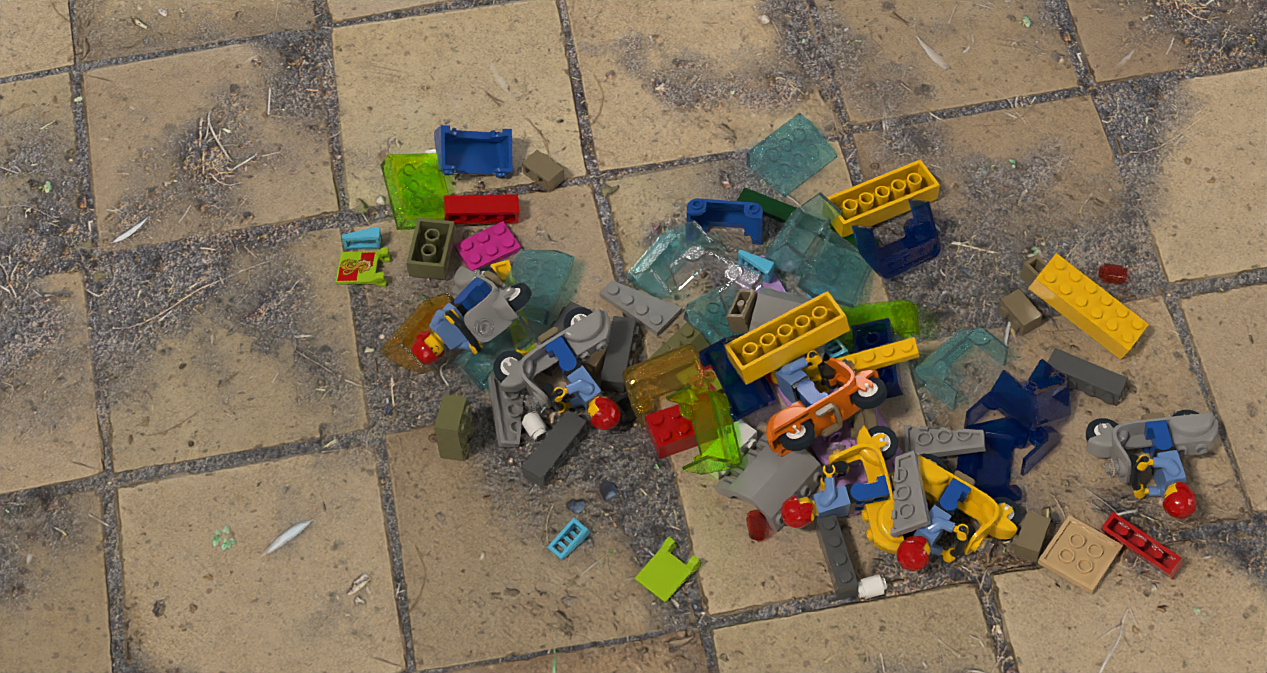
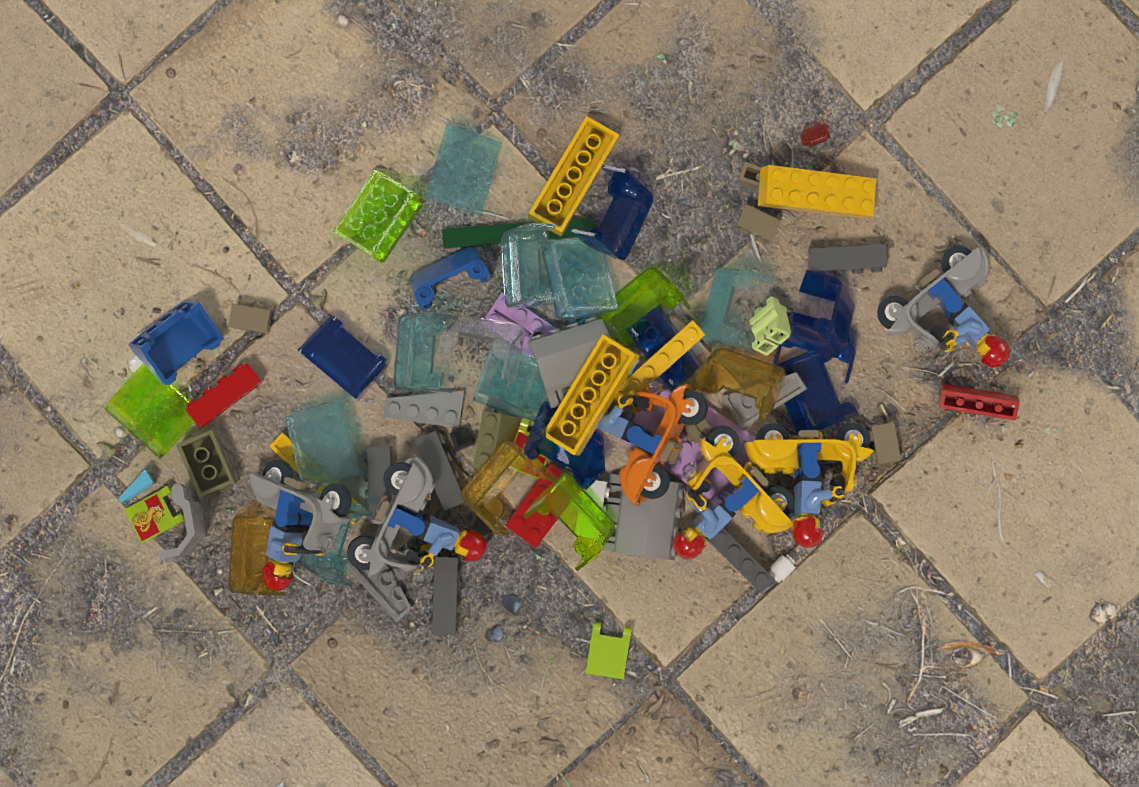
camera: 35 degrees left, 30 degrees up
(379, 280) = (194, 521): none -> light grey hinge
(453, 427) = (353, 636): olive brick -> none
(487, 247) = (252, 427): dark pink plate -> none
(535, 426) = (415, 585): white brick -> none
(568, 529) = (514, 655): medium azure slope -> none
(598, 233) = (343, 358): none -> clear blue windscreen
(651, 341) = (462, 439): none -> black panel
(700, 154) = (379, 216): none -> clear neon green slope
(742, 311) = (529, 377): dark tan brick -> none
(757, 525) = (658, 568): clear red brick -> none
(758, 263) = (513, 314): medium azure slope -> none
(909, 496) = (781, 490): light grey wing -> none
(926, 409) = (741, 375): none -> clear yellow windscreen
(978, 384) = (768, 325): none -> yellowish green hips
(1080, 554) = (931, 436): tan plate -> none

